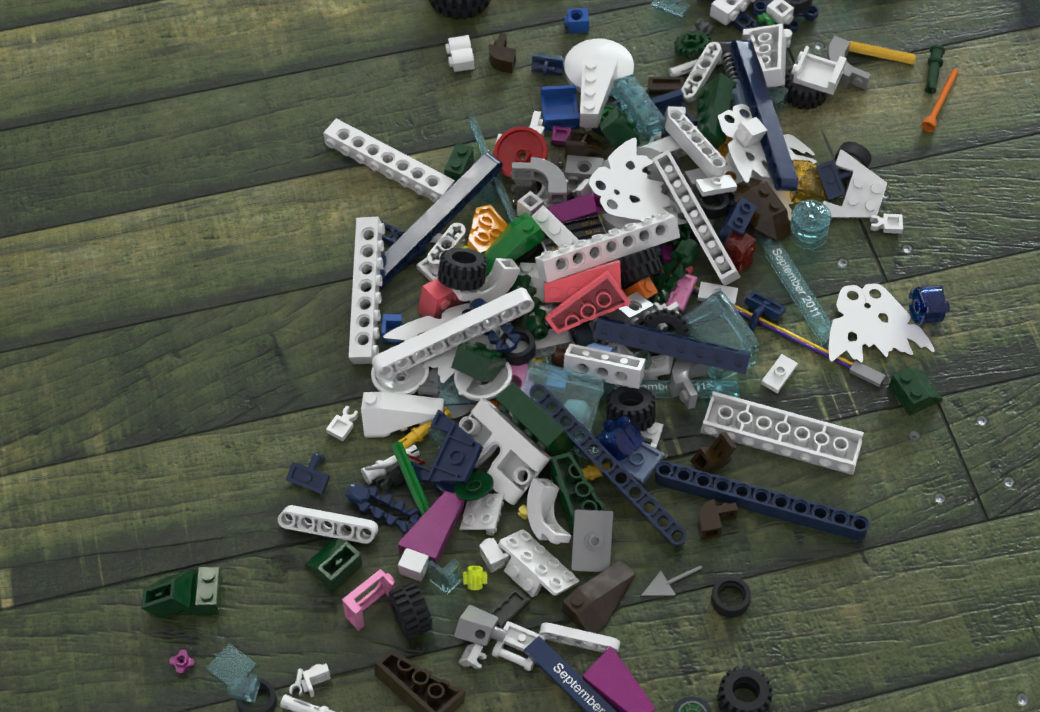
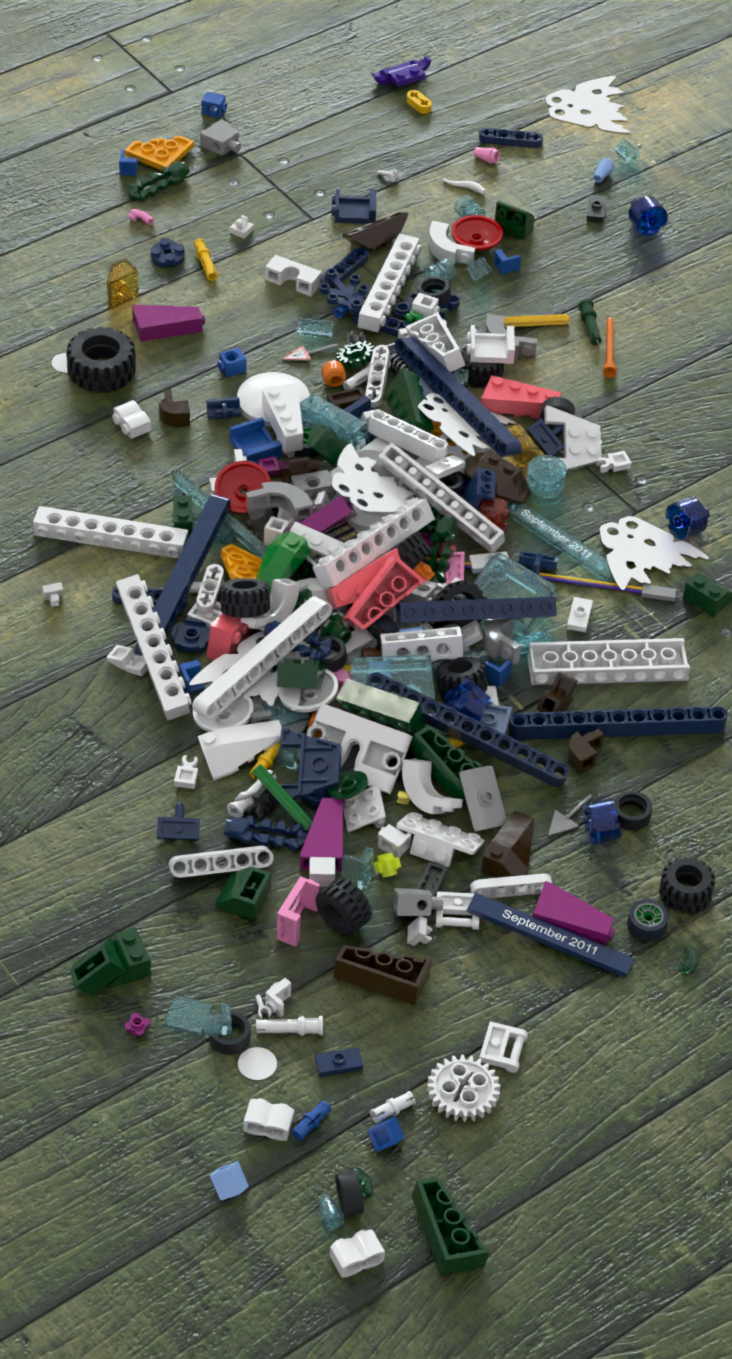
camera: 25 degrees left, 10 degrees down
(310, 207) = (53, 593): none -> white tile
(342, 291) = (127, 660): none -> white slope
(401, 287) = (190, 626): none -> dark blue plate
(646, 28) = (301, 354): none -> light grey piece
(663, 57) = (333, 373): none -> orange head
(671, 411) = (497, 674): none -> blue panel
(693, 601) = (602, 821): none -> clear blue brick
(750, 131) = (455, 411): white brick -> none
(821, 129) = (515, 398): none -> coral wedge

